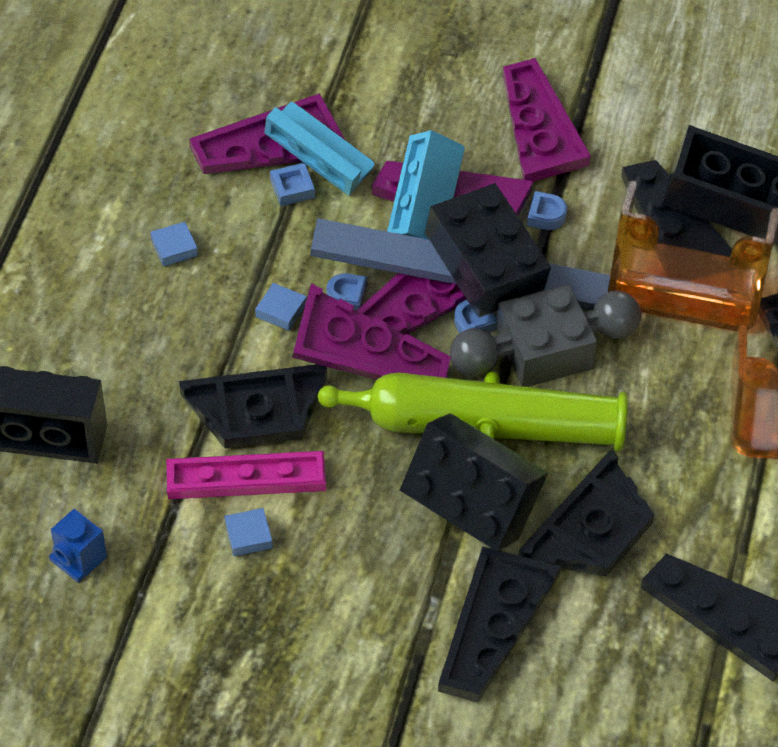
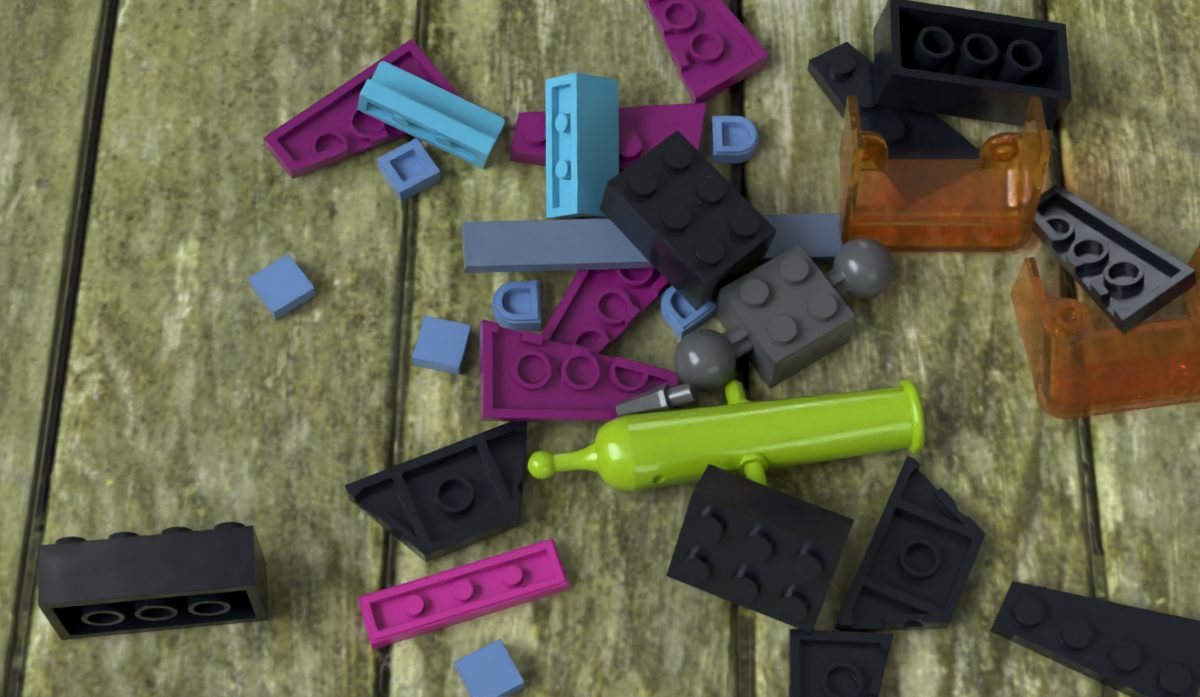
camera: 15 degrees left, 10 degrees up
(431, 368) = (658, 399): none -> dark grey bar

